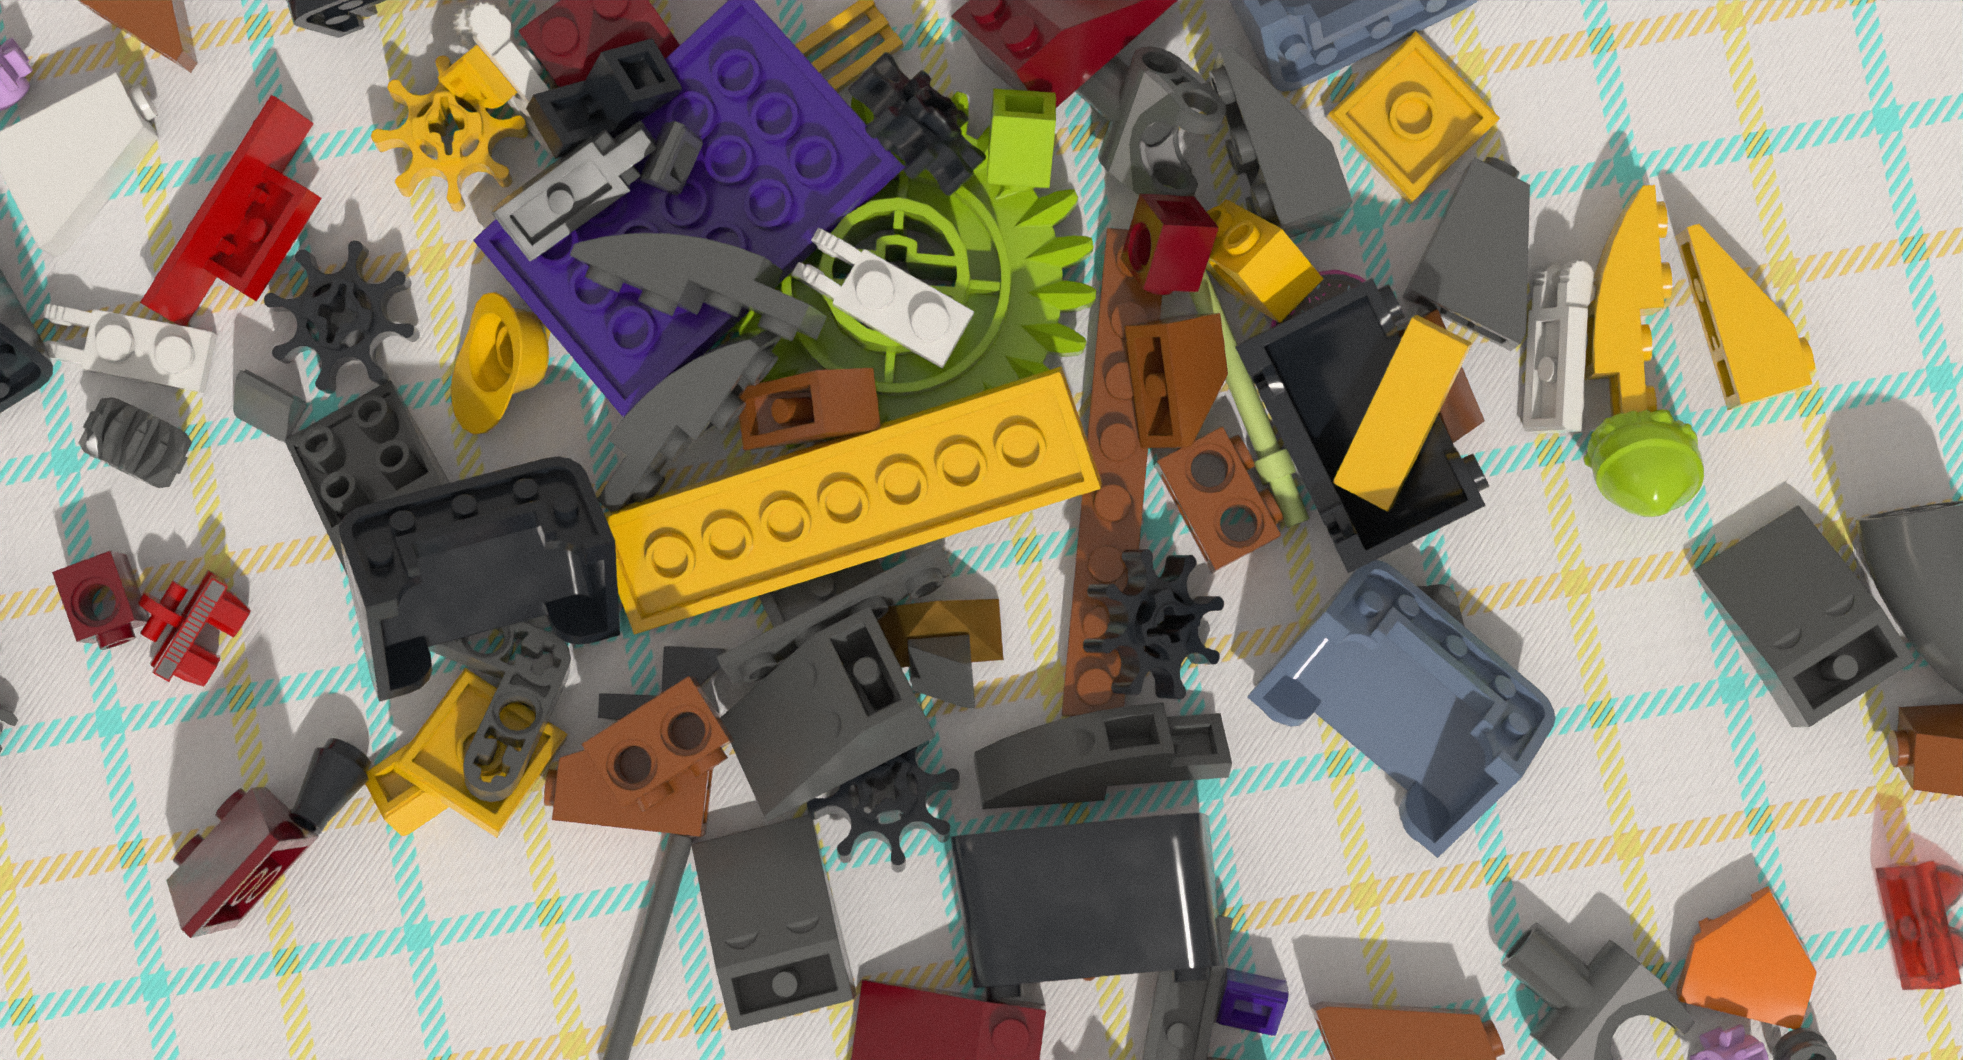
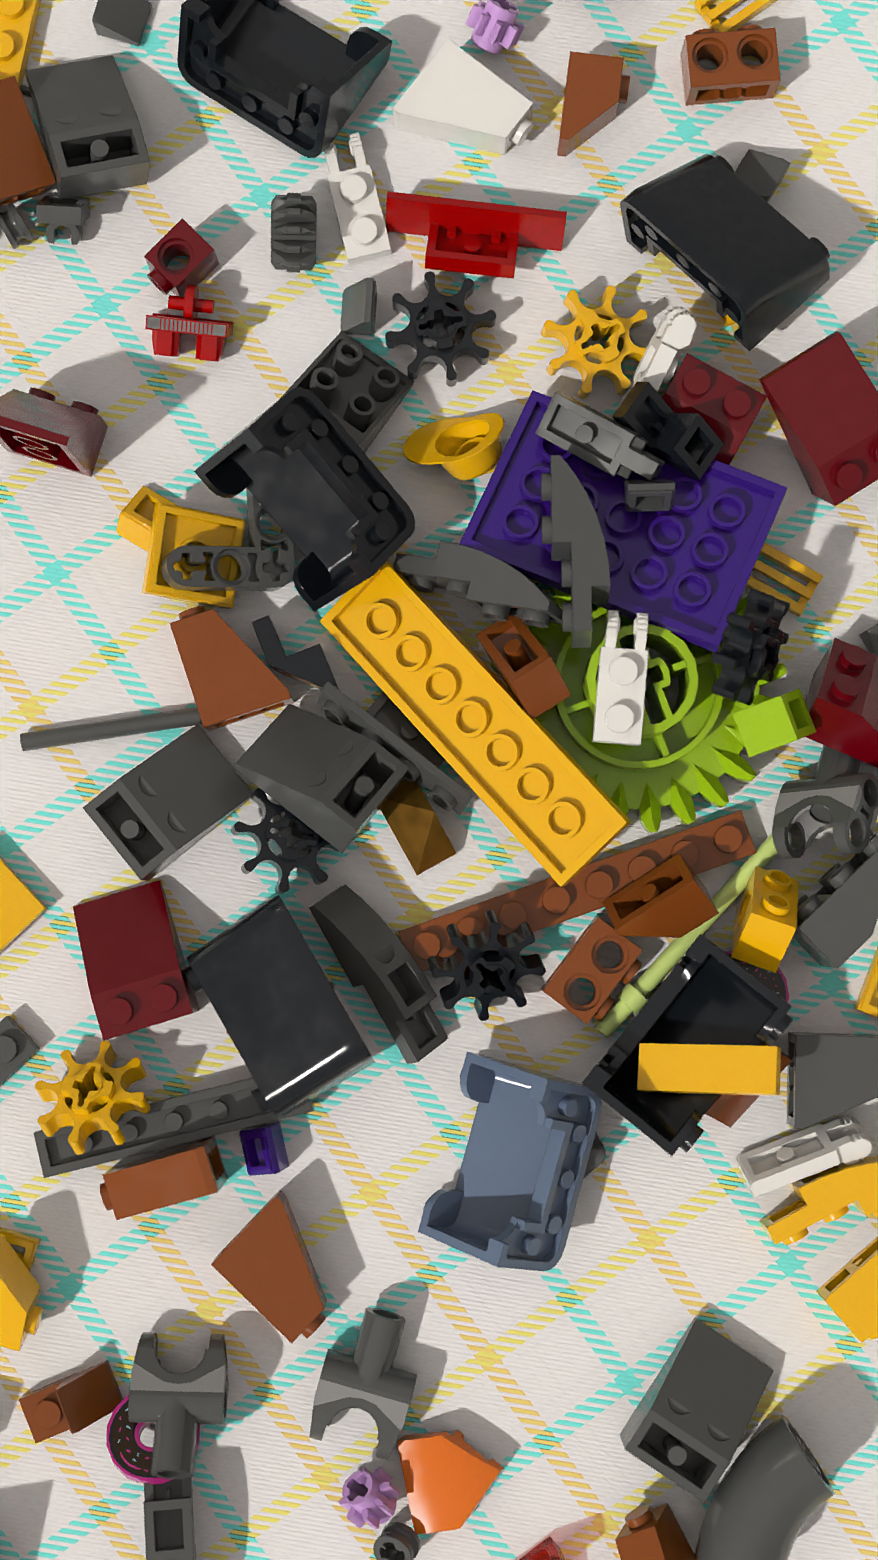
camera: 60 degrees right, 0 degrees up
(329, 783) = (127, 466): black cone -> none
(479, 78) = (642, 342): yellow tile -> none
(652, 730) = (258, 661): dark orange brick -> none
(943, 669) = (391, 837): dark grey slope -> none
(1169, 243) = (750, 856): dark red brick -> none
(1645, 462) = (753, 1251): lime hair -> none

